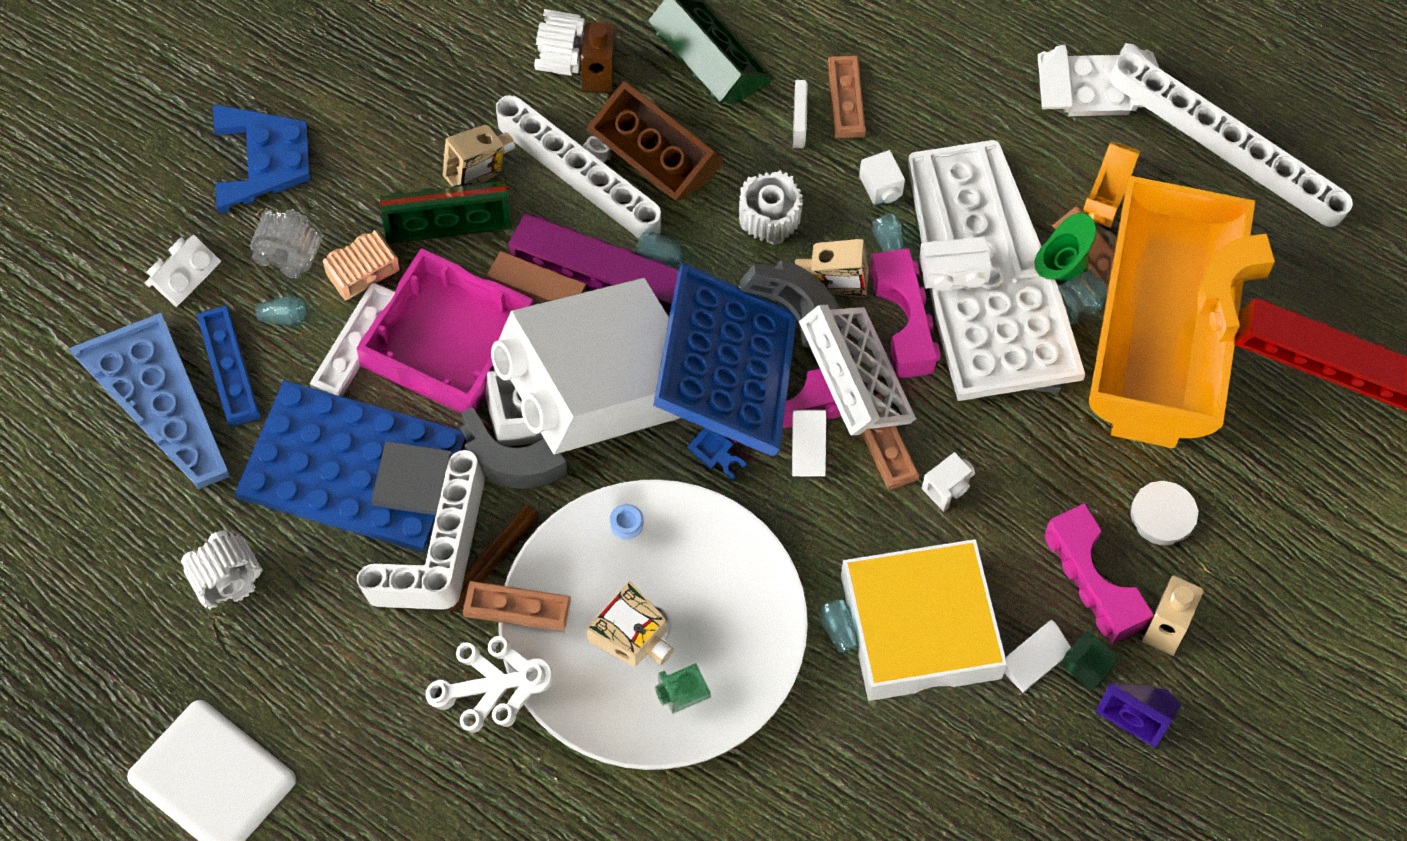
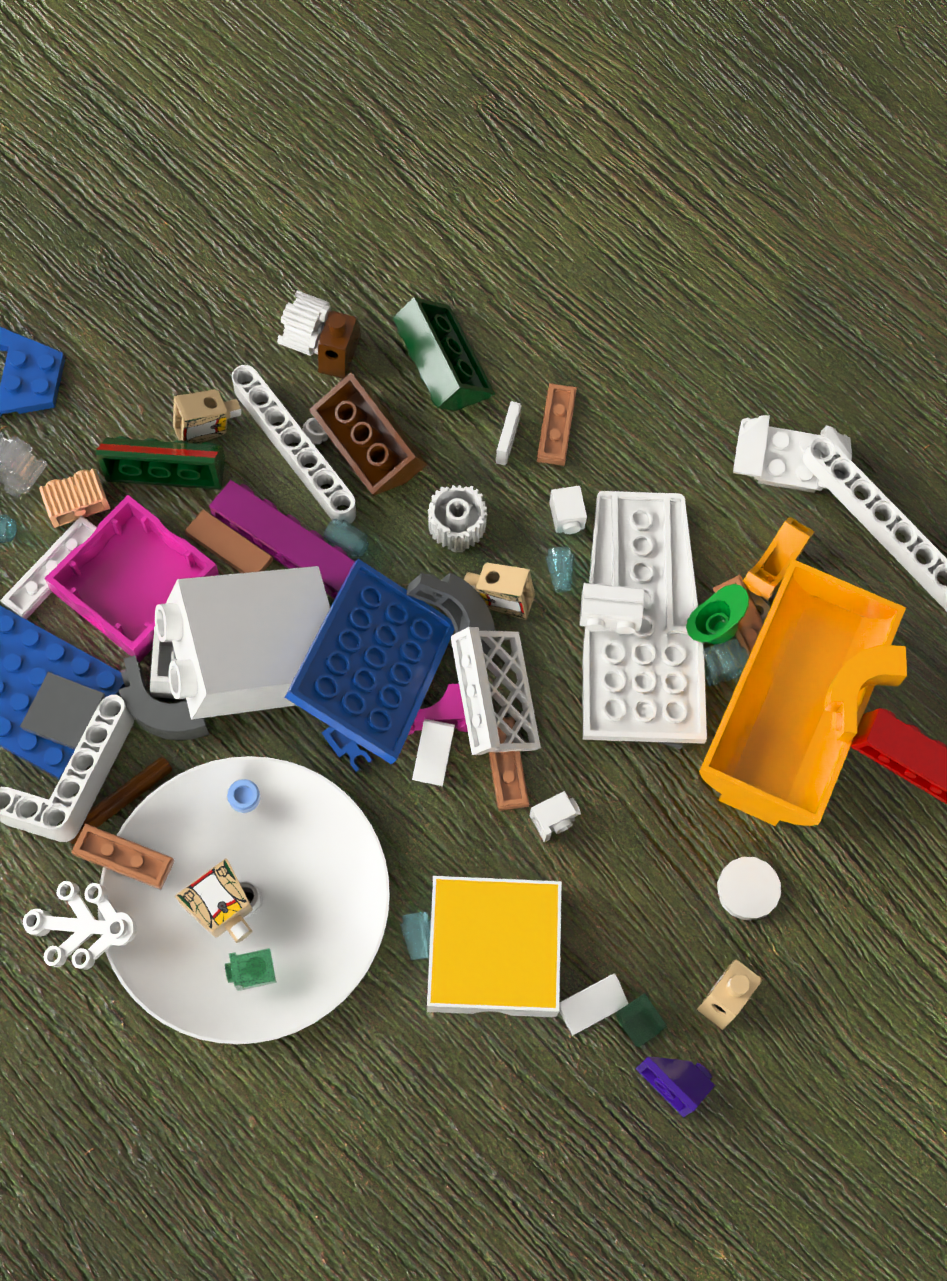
camera: 10 degrees right, 5 degrees up
(895, 279) = (554, 678): dark pink arch -> none
(1117, 609) = (681, 976): dark pink arch -> none

